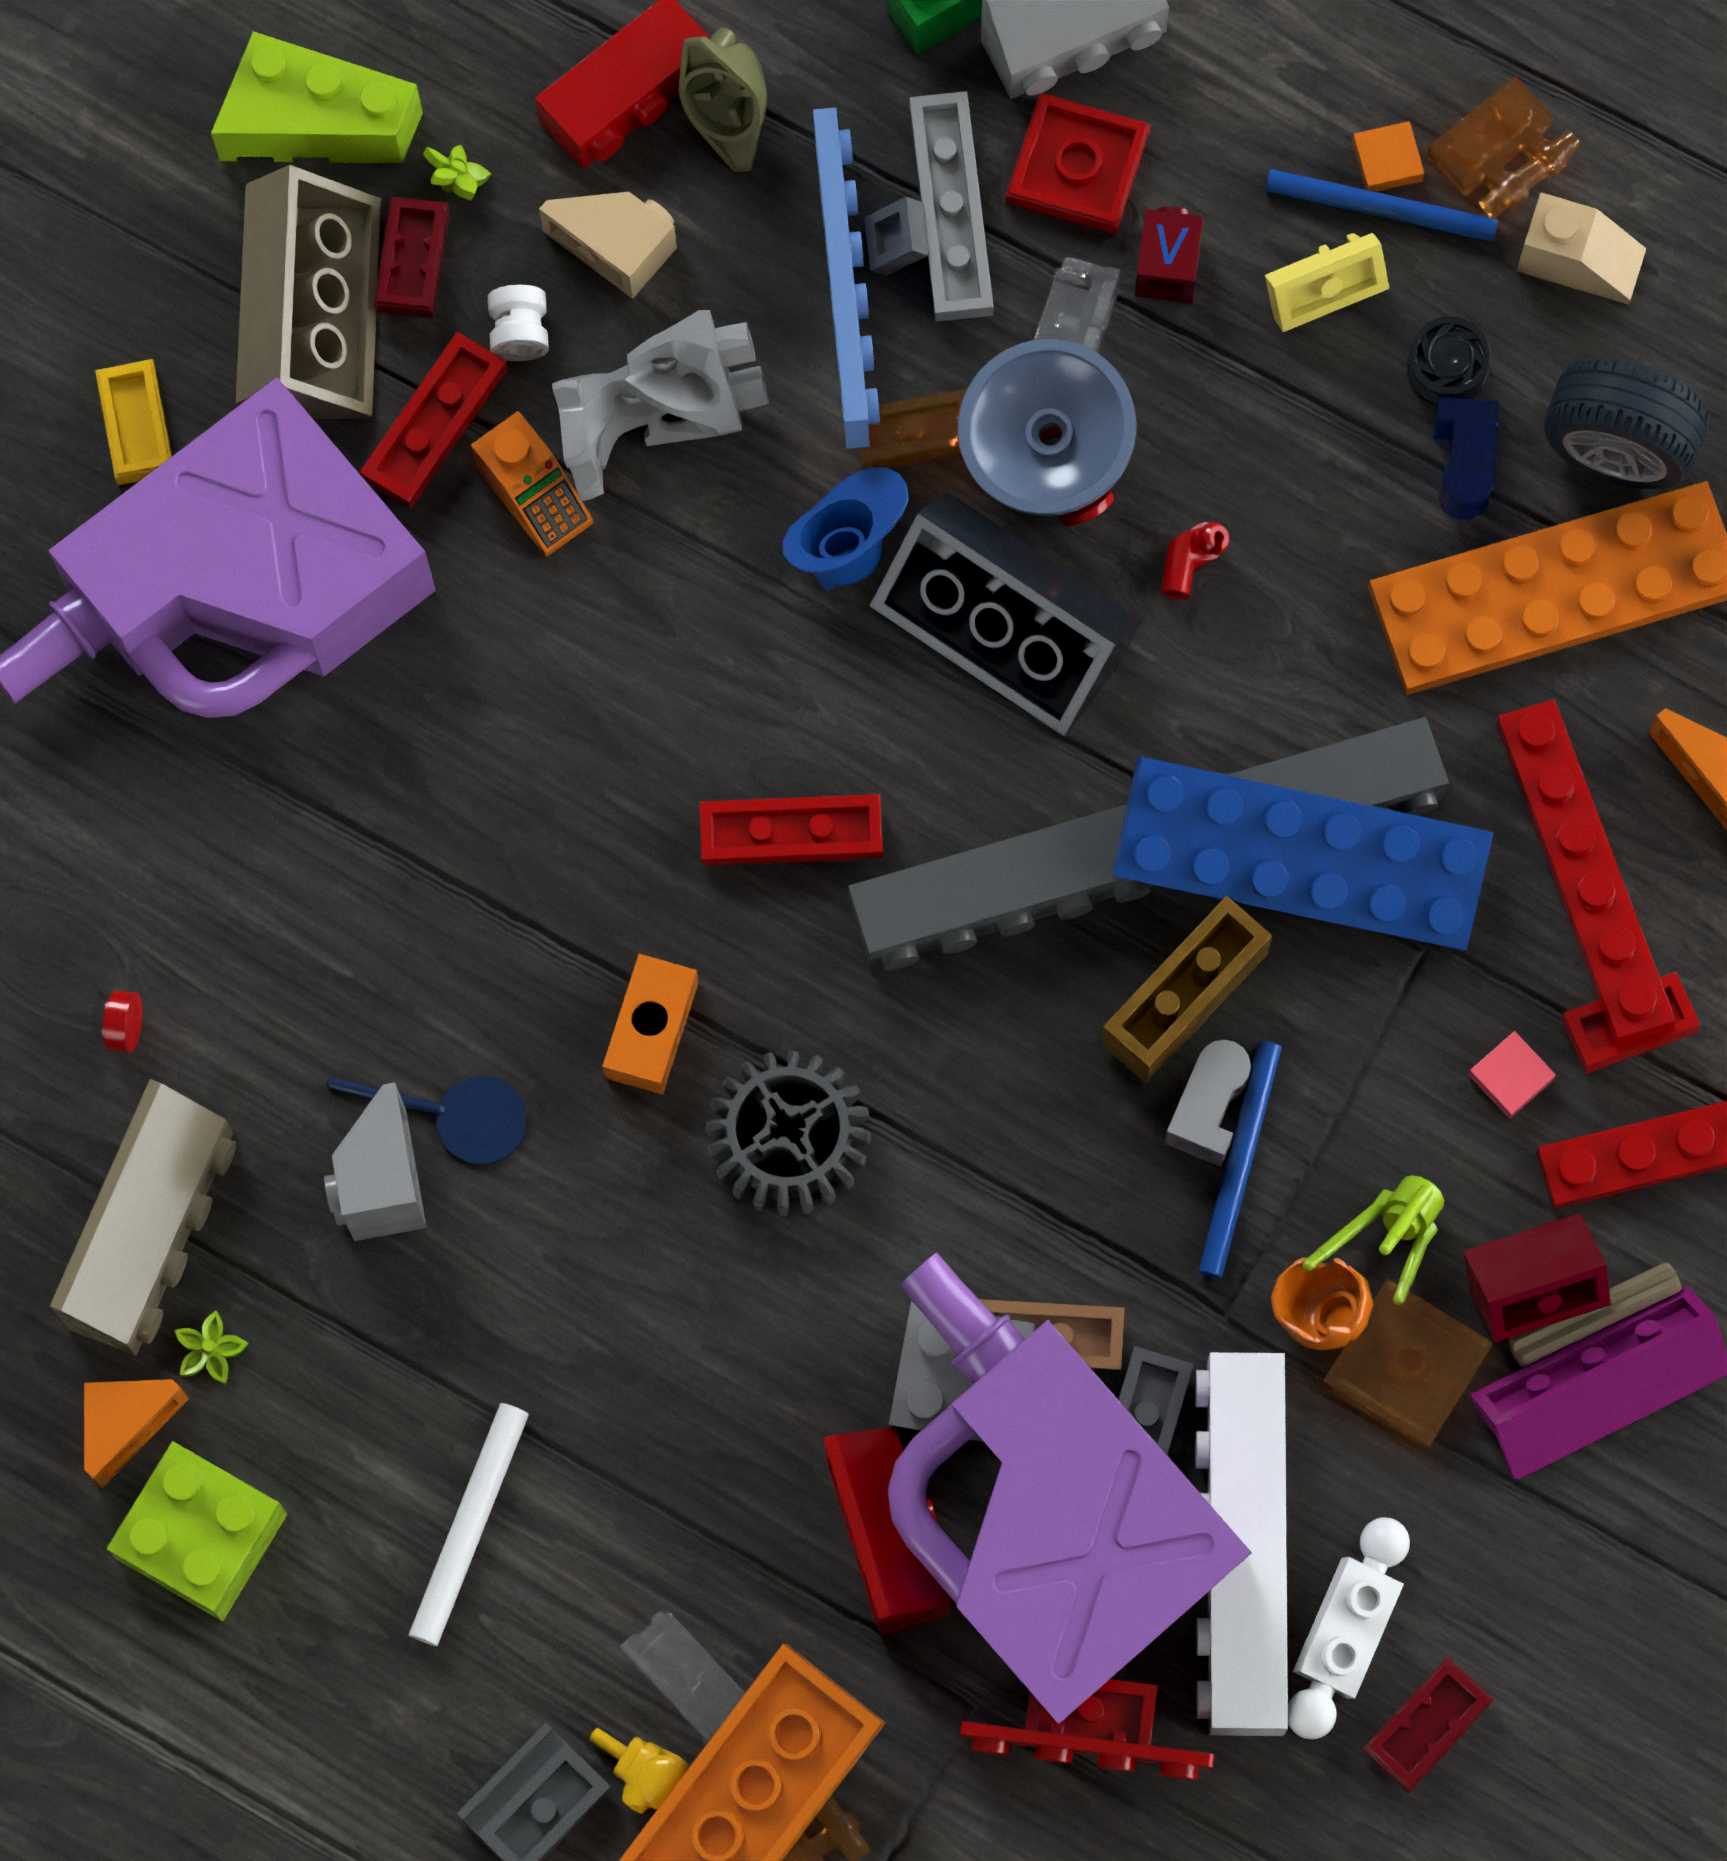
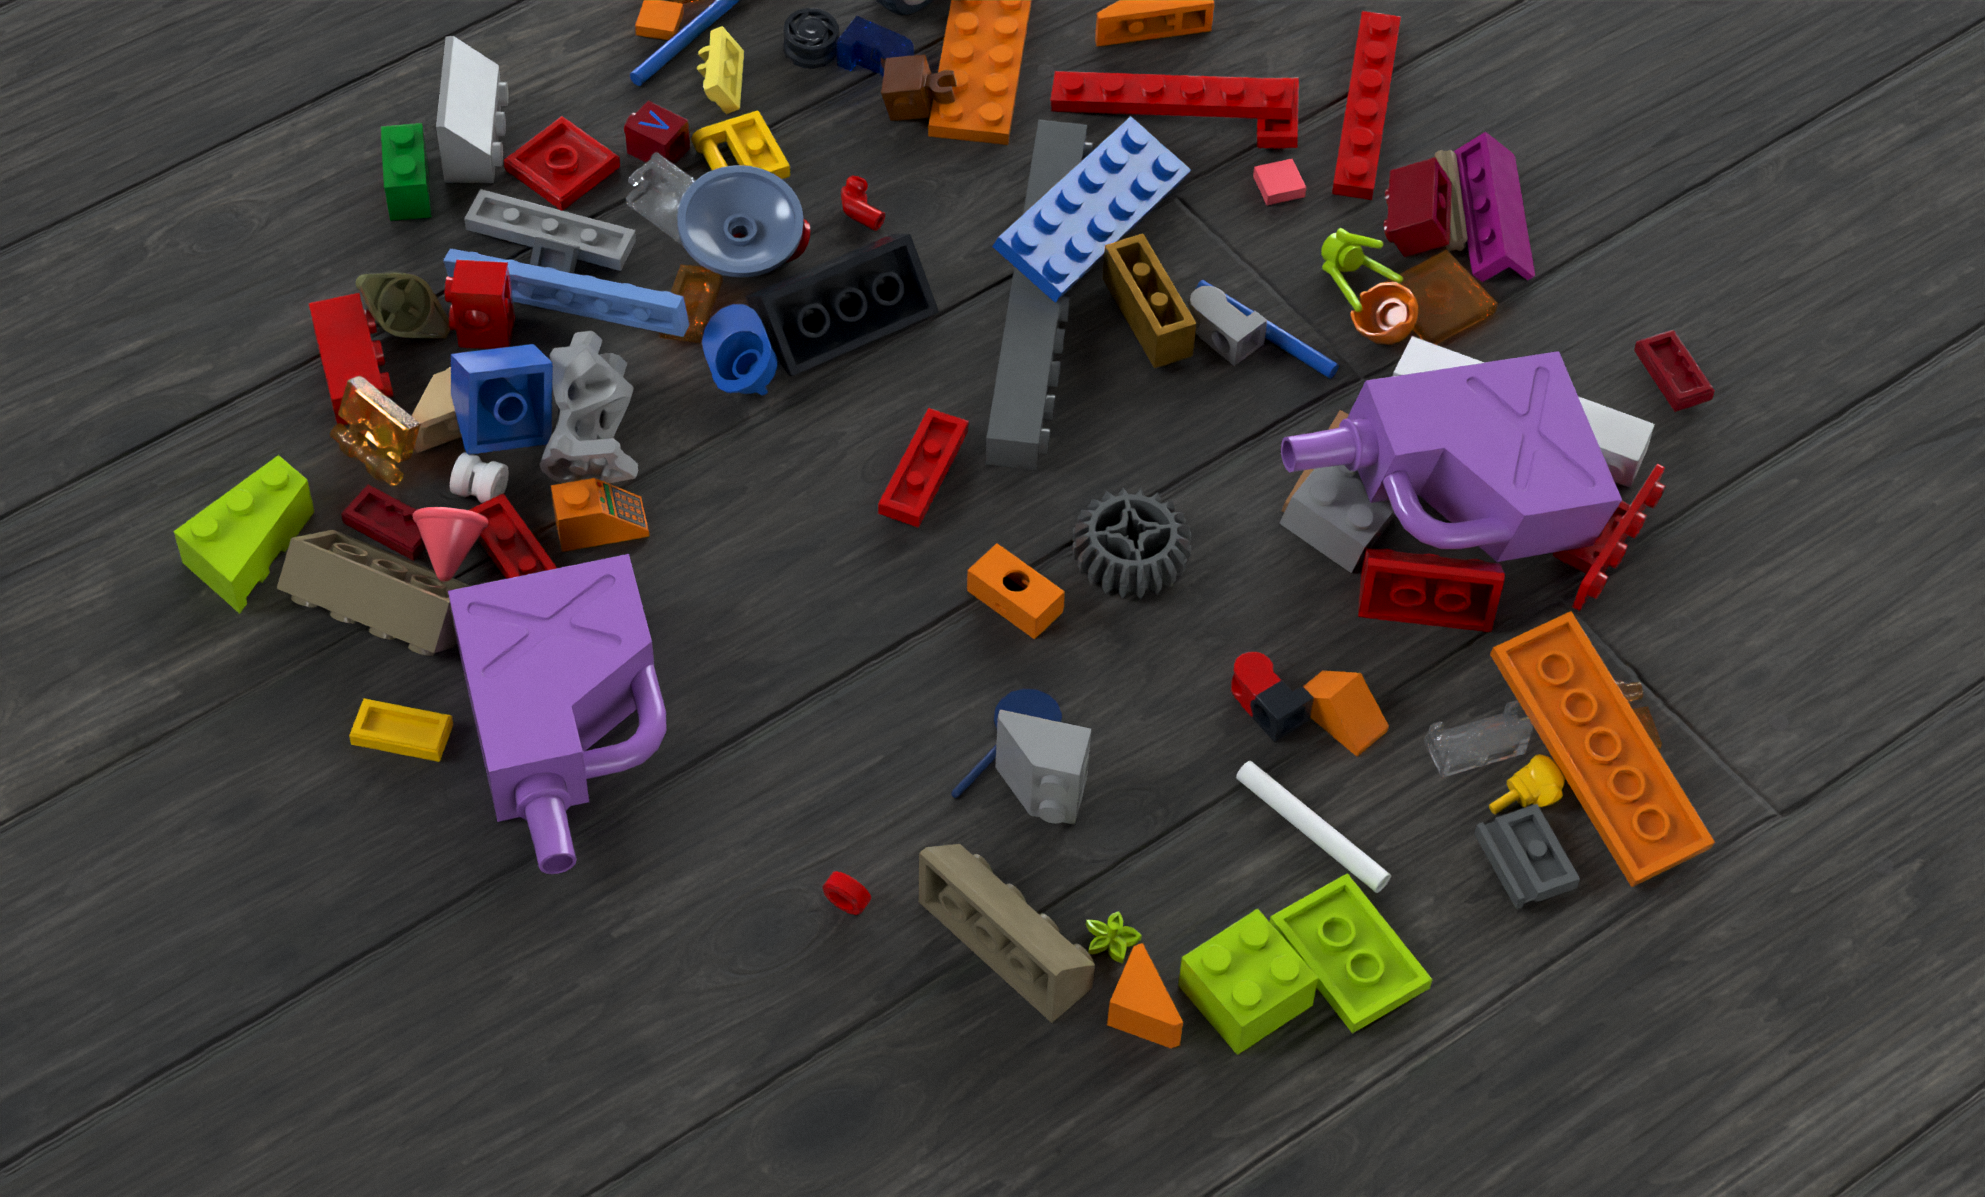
camera: 70 degrees left, 20 degrees down
(299, 1637) = (1352, 951): none -> lime plate
(396, 332) = (448, 536): none -> coral hat
(456, 173) = (347, 475): lime plant -> none
(518, 169) = (380, 421): none -> clear orange plate
(616, 286) = (502, 398): none -> blue slope
(639, 1373) = (1268, 697): none -> leg
(657, 1492) = (1346, 709): none -> orange slope
(764, 190) = (481, 304): none -> red brick
(1211, 384) = (747, 139): none -> yellow plate
(1348, 1628) = (1594, 380): white plate -> none
(1414, 530) = (911, 86): none -> reddish brown brick

